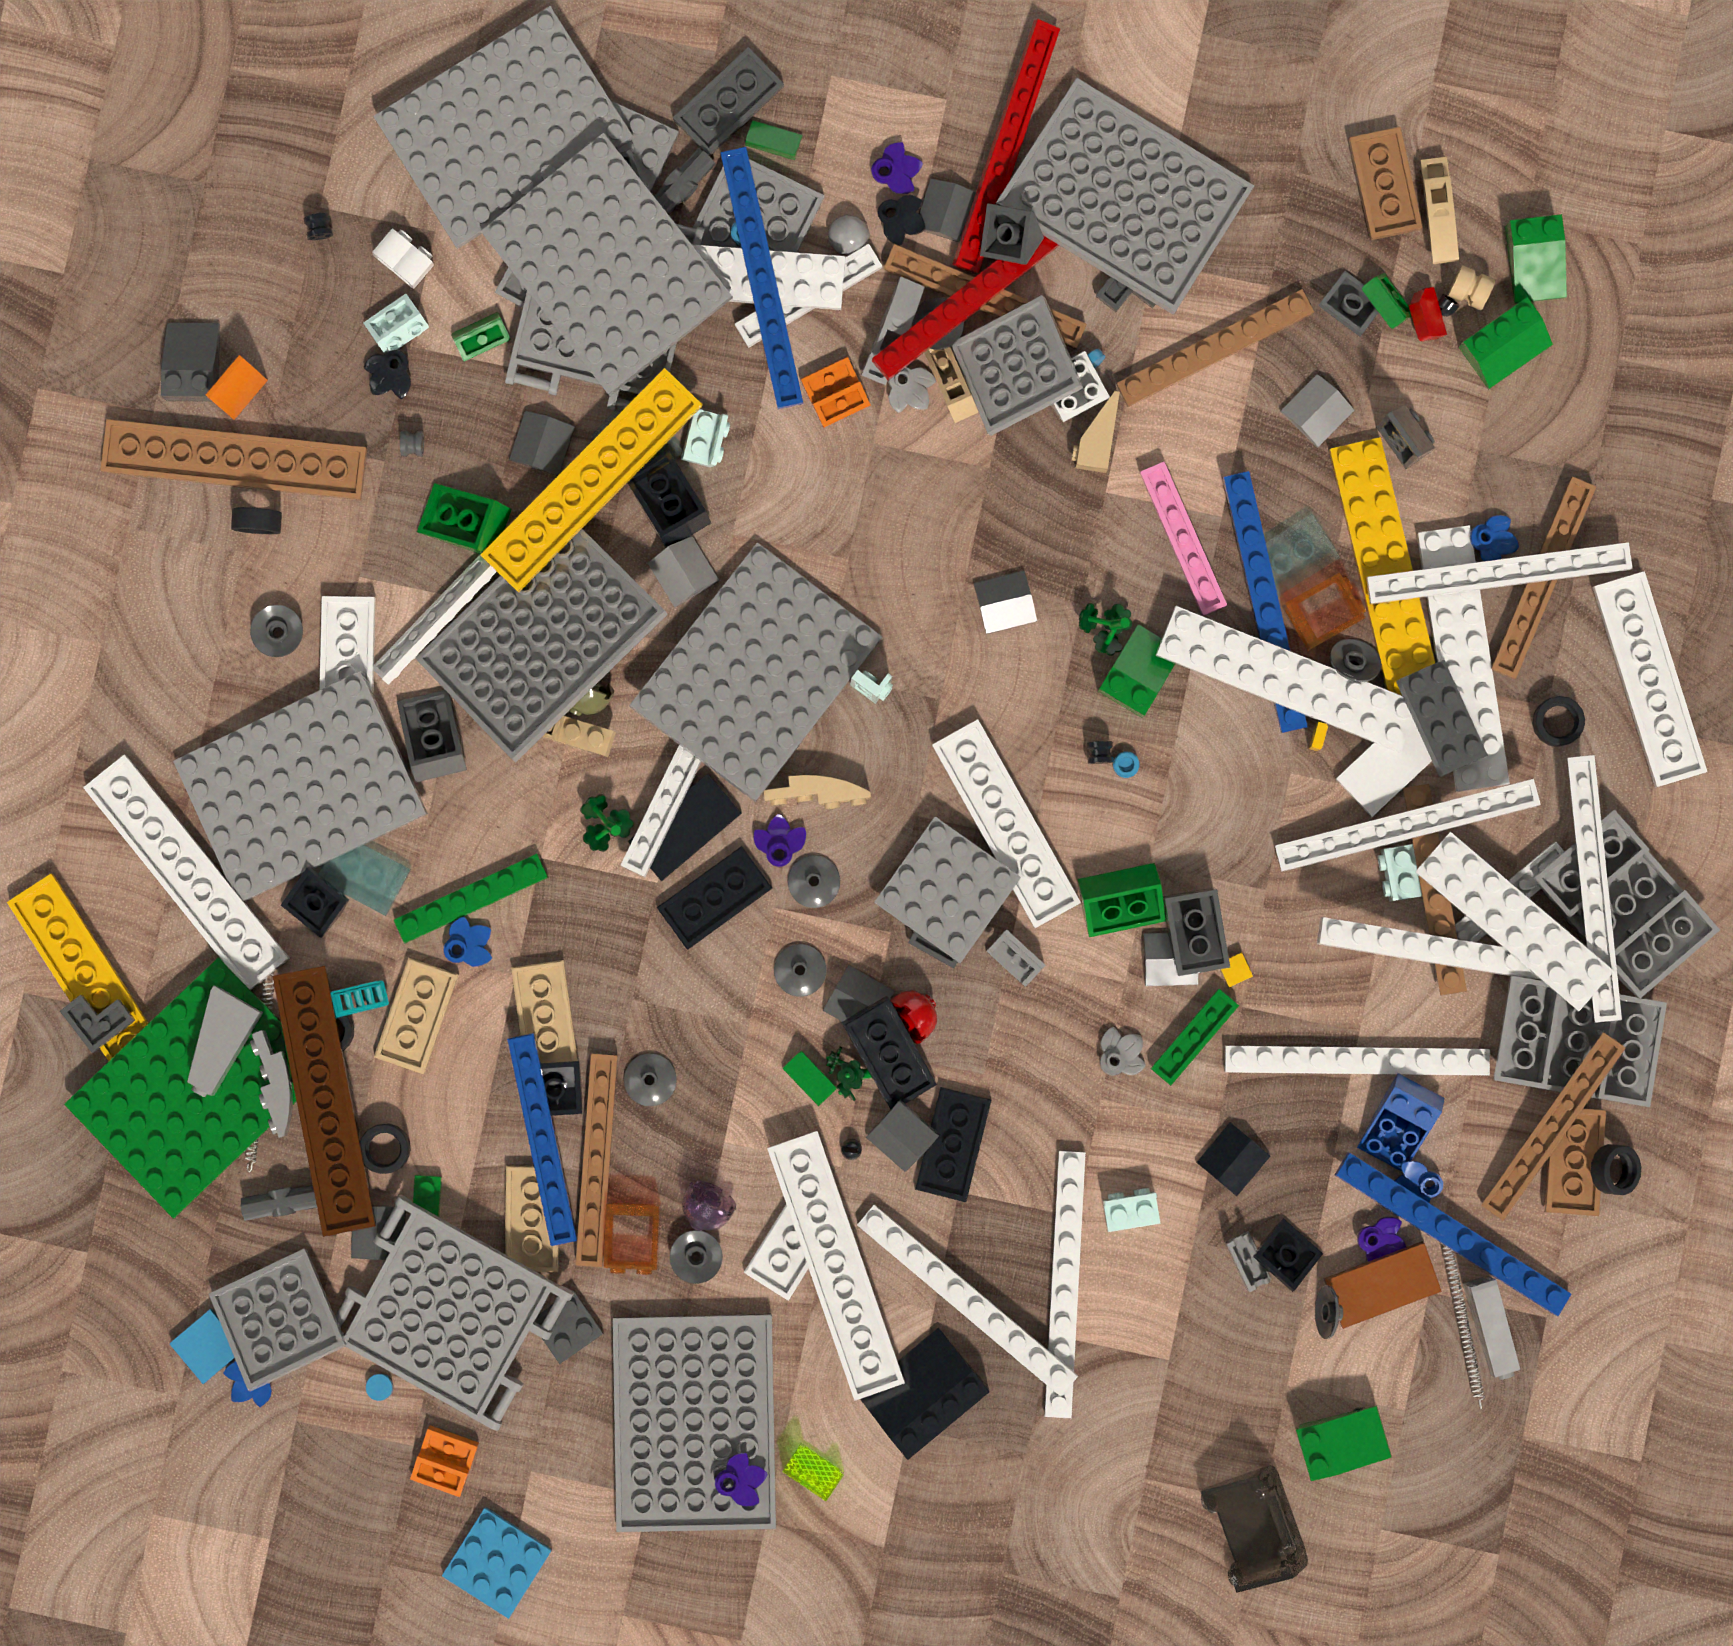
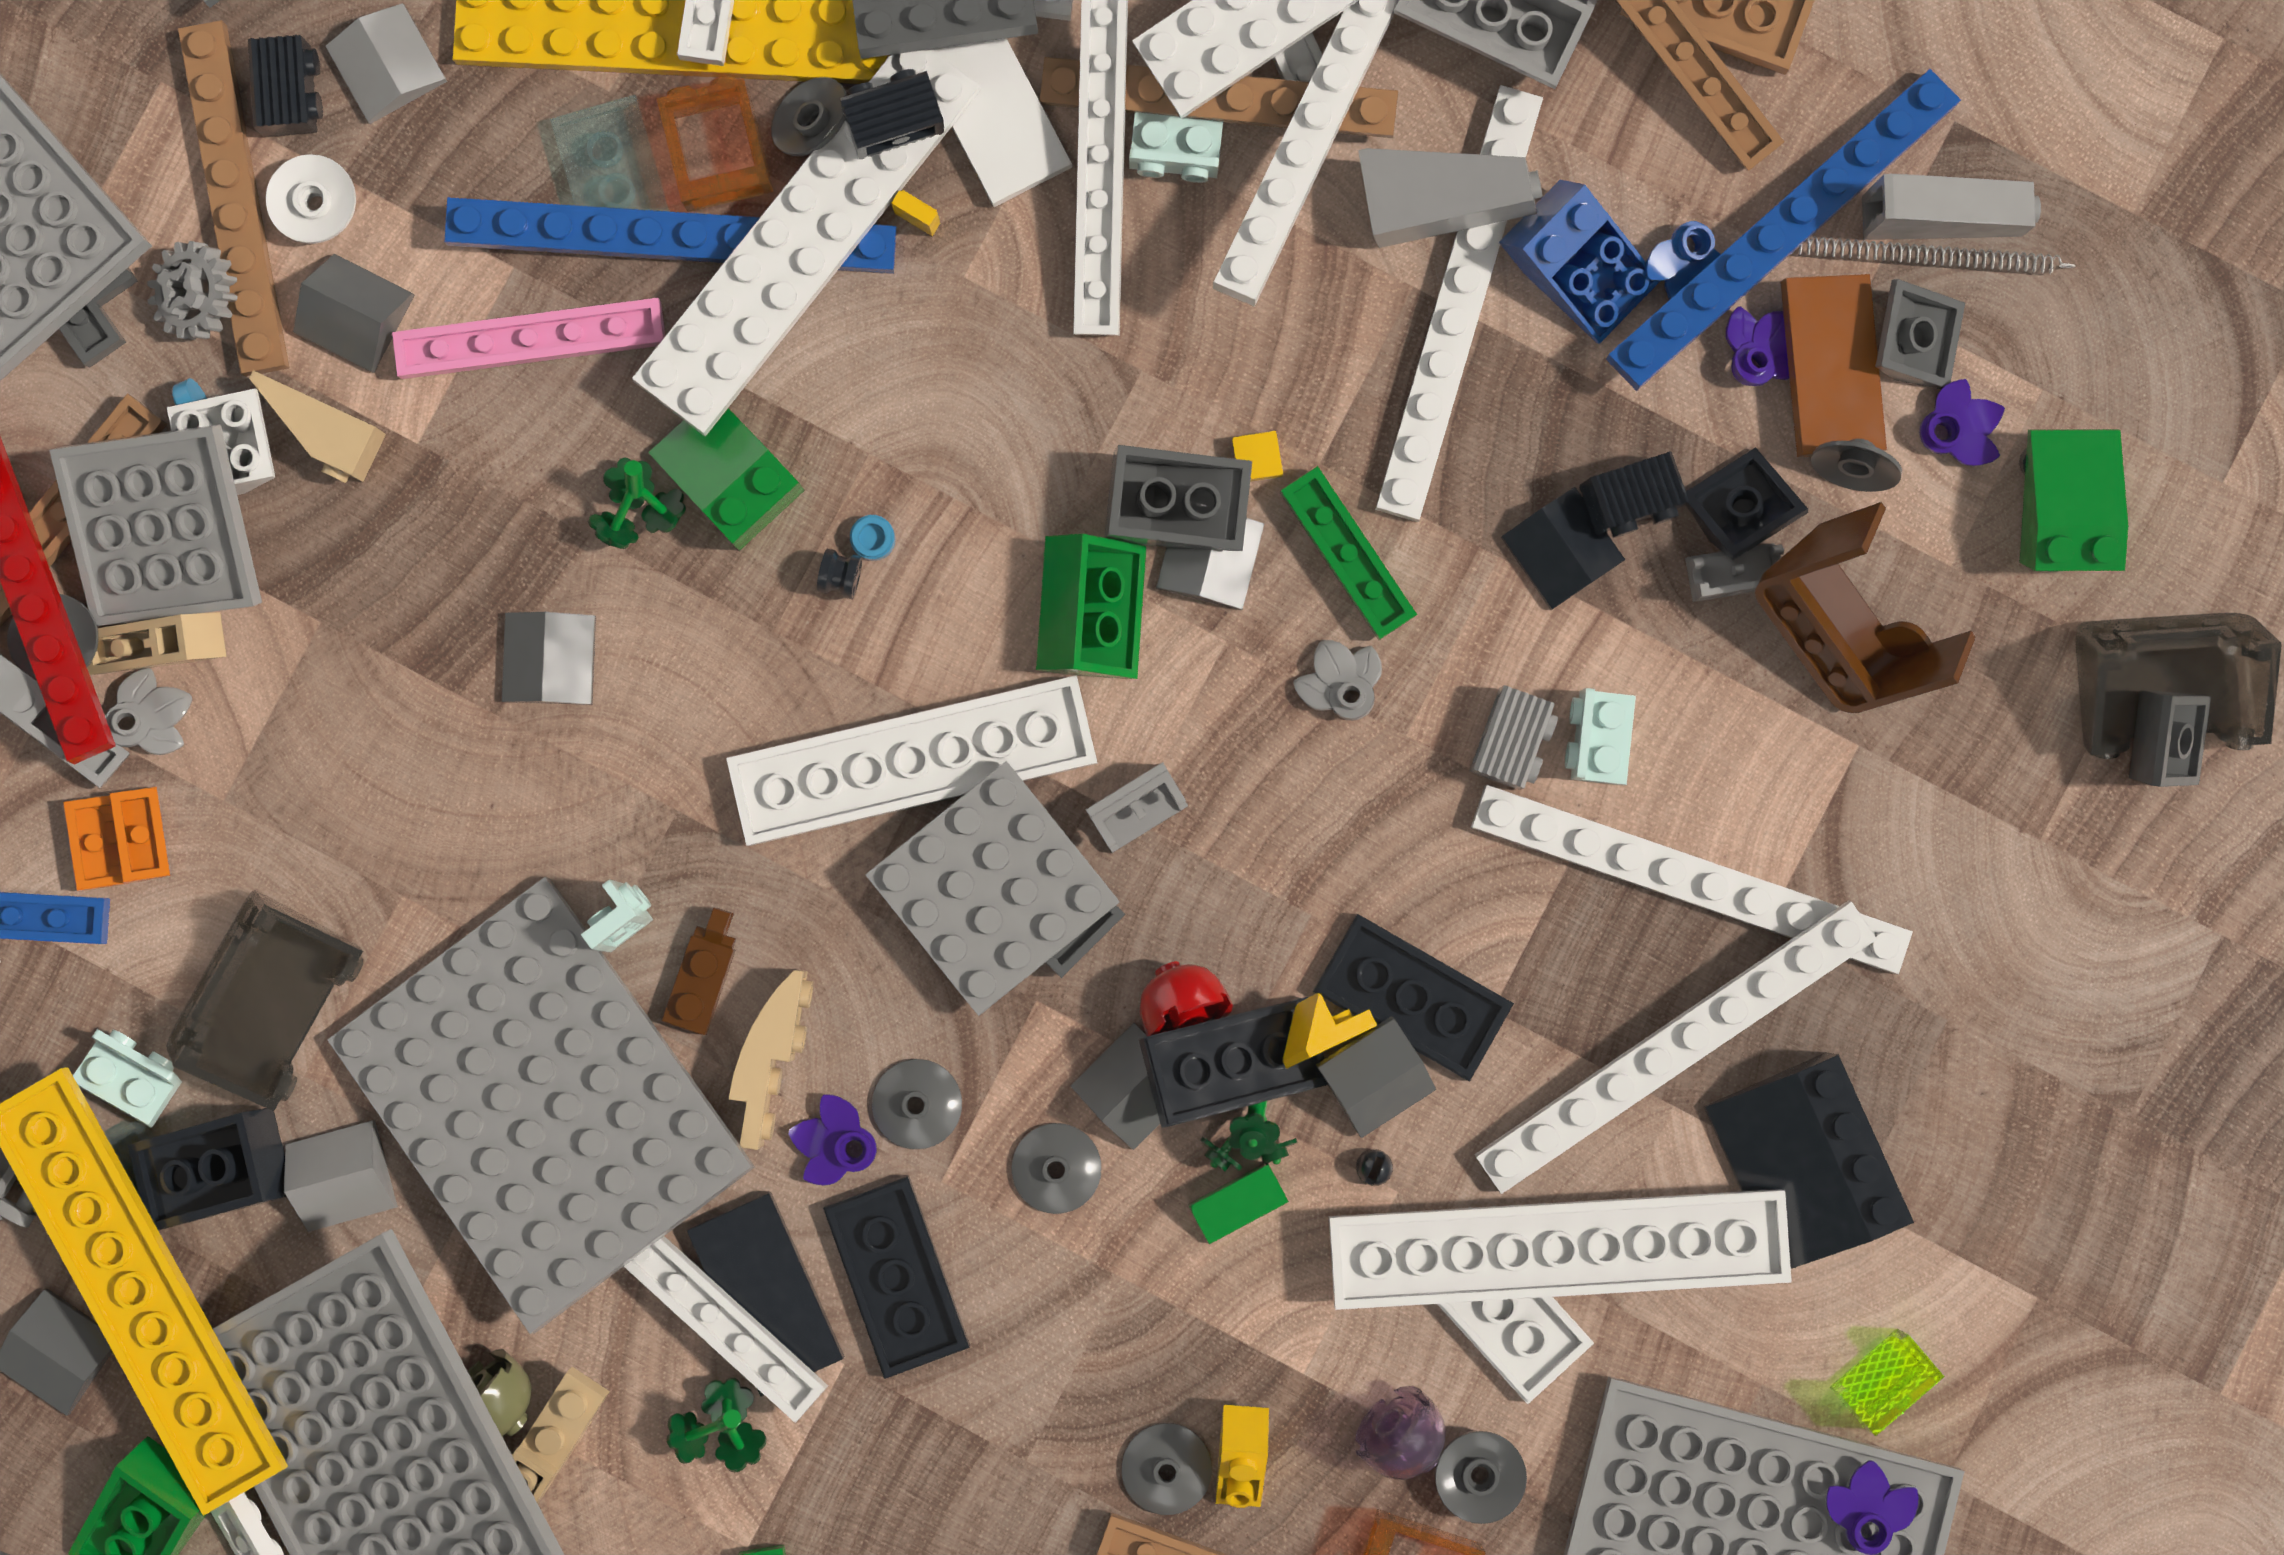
camera: 80 degrees left, 0 degrees up
(670, 1119) = (1242, 1456): none -> yellow slope
(770, 499) = (260, 1000): none -> clear smoke windscreen
(852, 740) = (702, 975): none -> reddish brown hinge
(919, 1094) = (1317, 1031): none -> yellow slope
(1116, 1160) = (1513, 738): none -> light grey brick
(1155, 343) = (192, 290): none -> light grey gear
(1169, 433) = (350, 311): none -> dark grey slope
(1223, 1536) = (2169, 738): none -> dark grey slope
(1228, 380) = (294, 187): none -> white dish
(1229, 1327) = (1839, 635): none -> reddish brown windscreen
(1275, 1190) = (1633, 494): none -> black brick
(1286, 359) = (284, 85): none -> black brick
(1368, 708) = (892, 113): none -> black brick
(1371, 1372) = (1967, 425): none -> dark purple plate
(1414, 1029) = (1442, 193): none -> light grey slope
(1414, 1329) = (1919, 335): none -> dark grey slope

